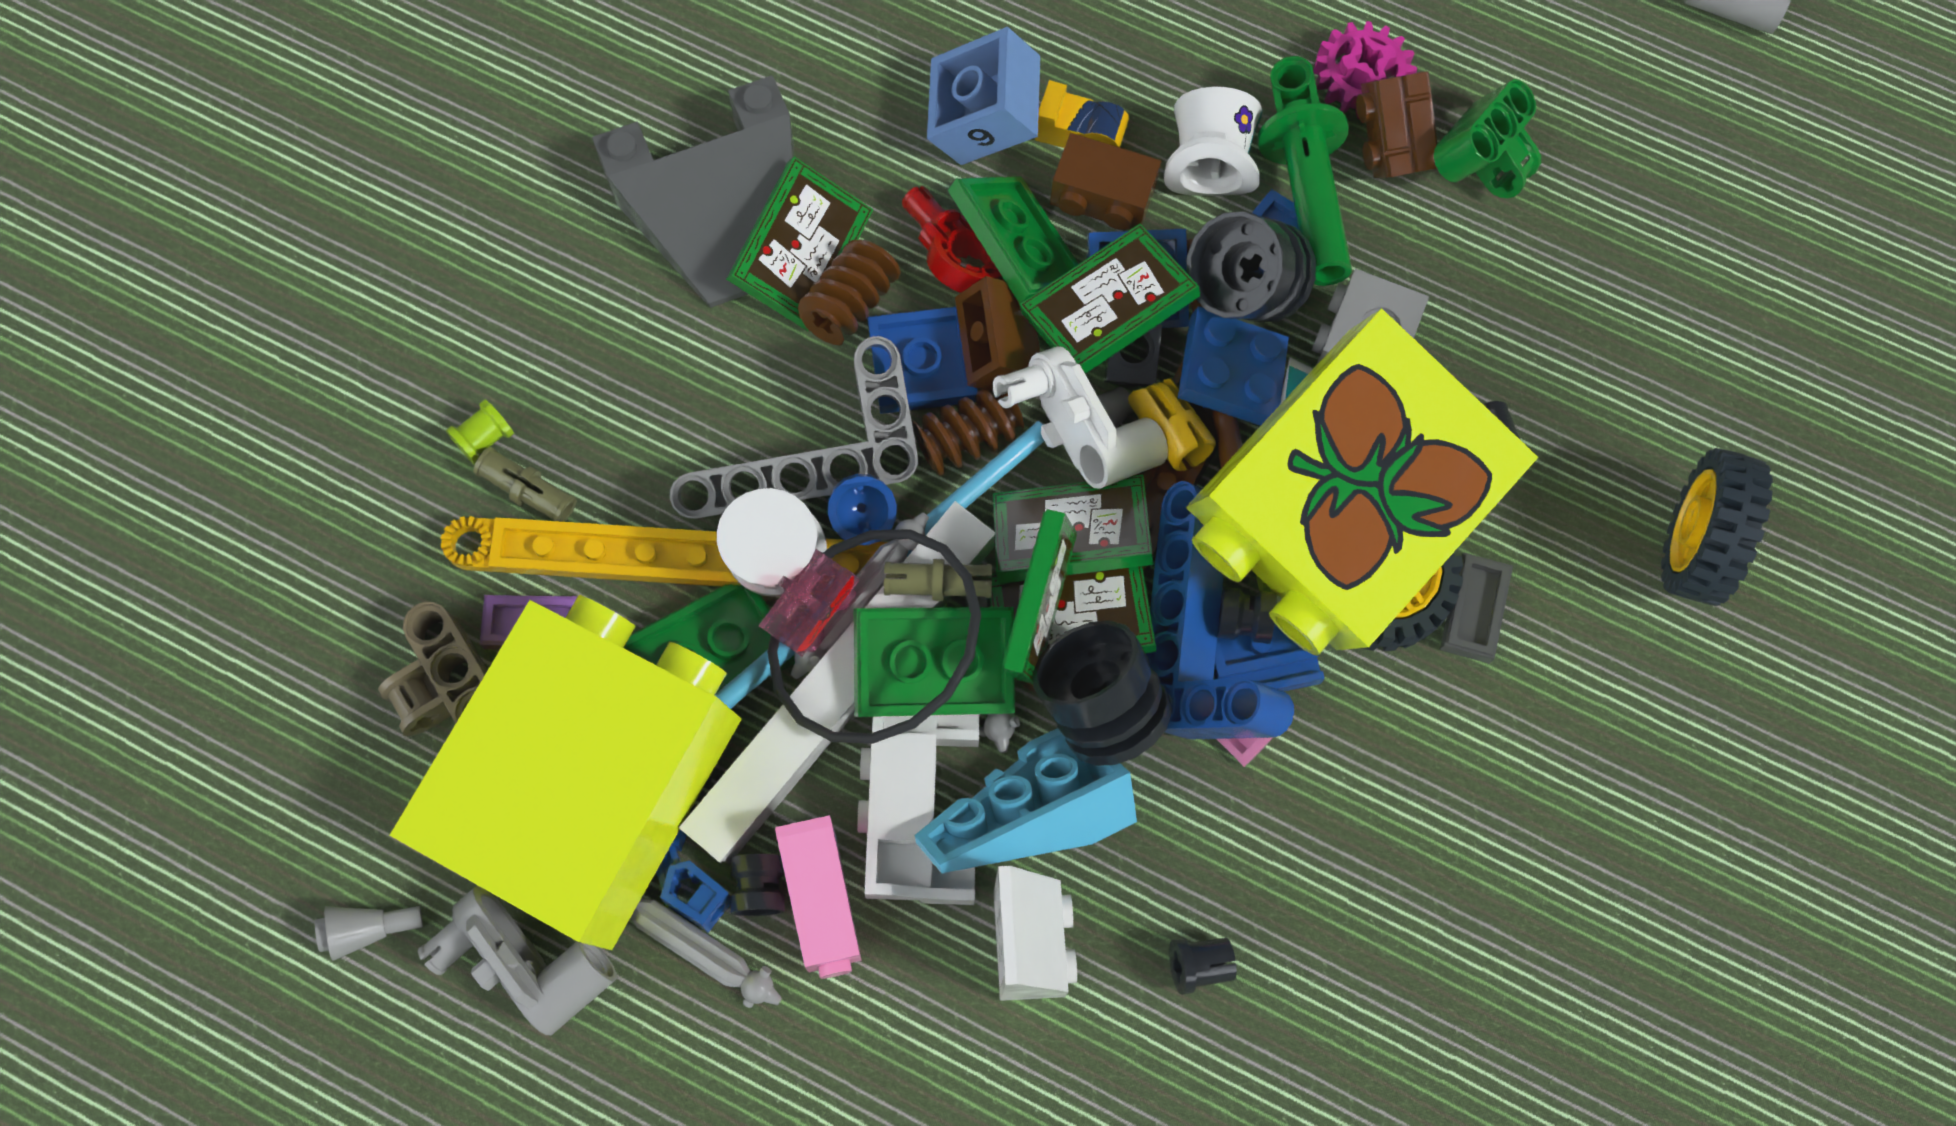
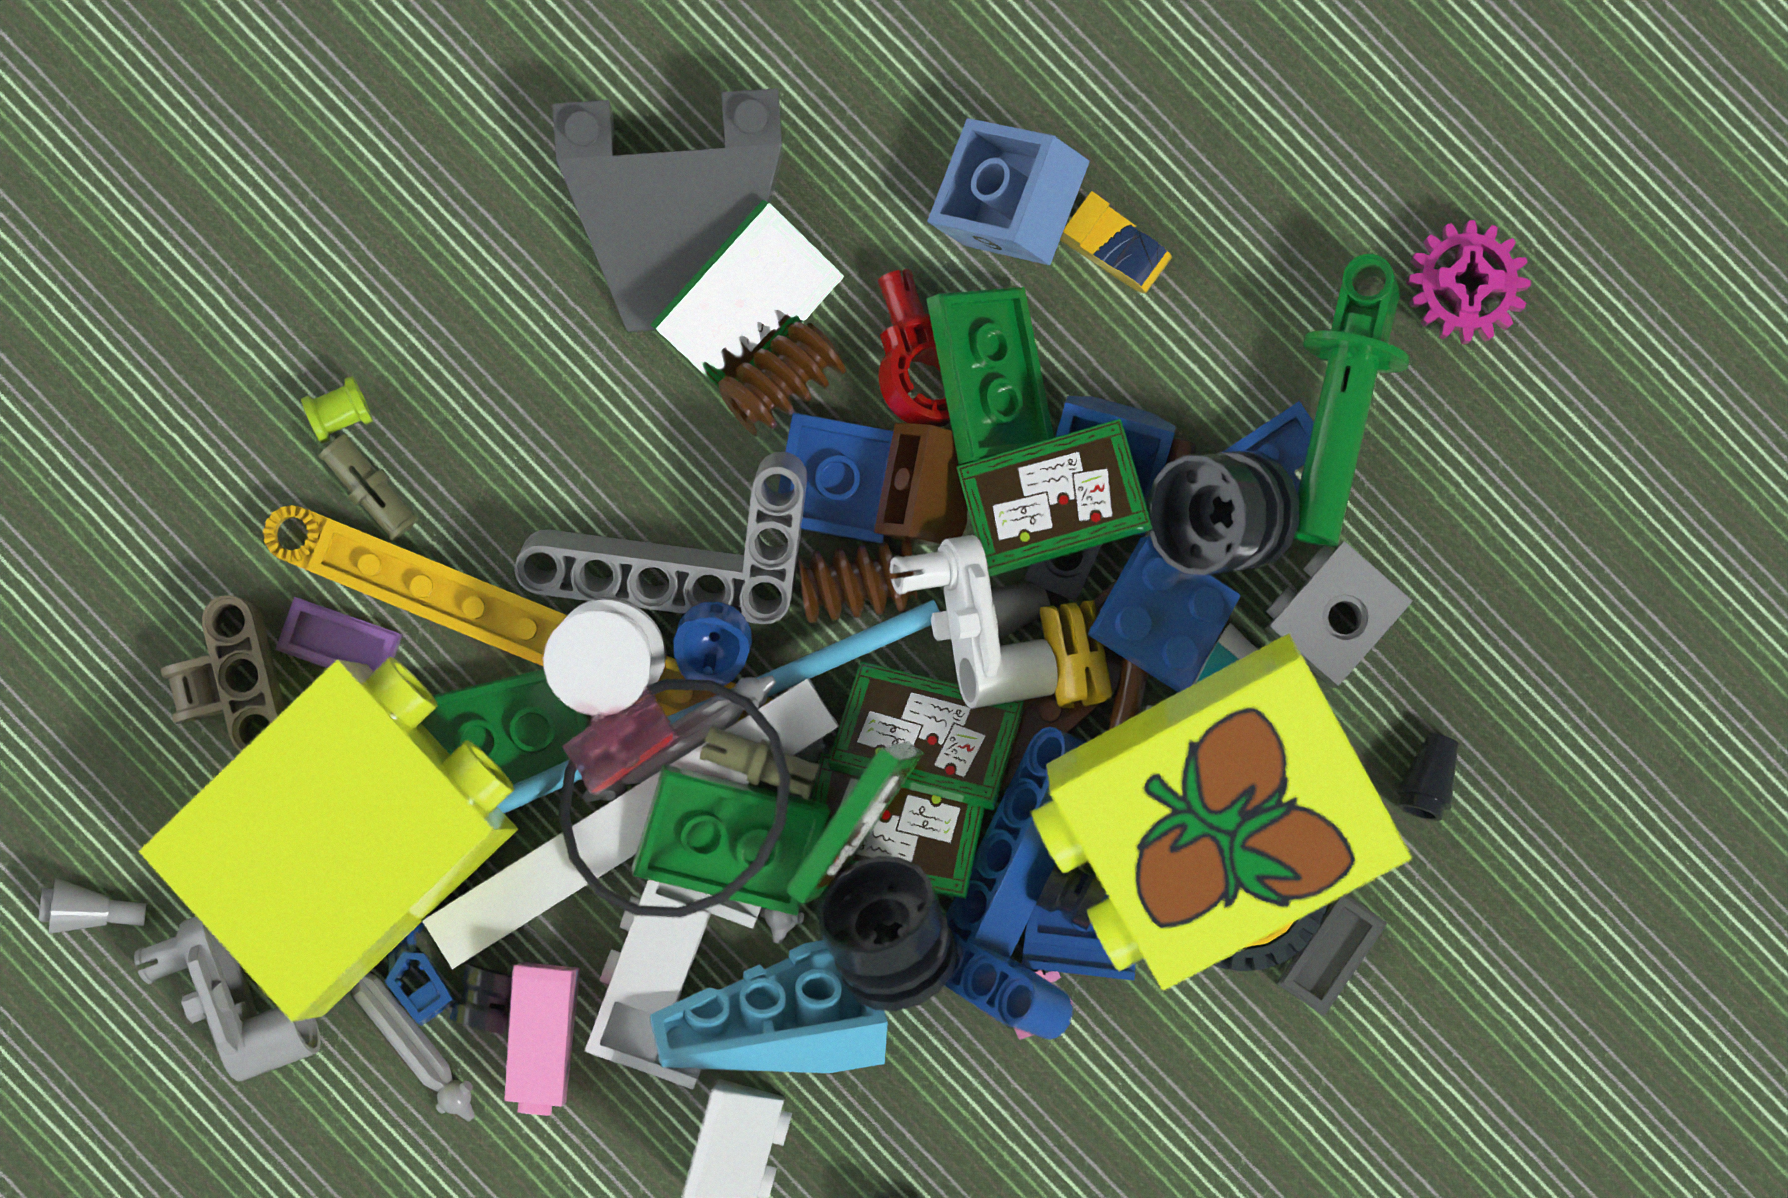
camera: 20 degrees right, 15 degrees up
(1104, 182) = (1110, 336): reddish brown brick -> none
(1214, 143) = (1250, 330): white hat -> none
(1398, 125) = (1471, 376): reddish brown brick -> none
(1492, 140) = (1570, 426): green piece -> none
(1716, 527) = (1602, 967): black wheel -> none

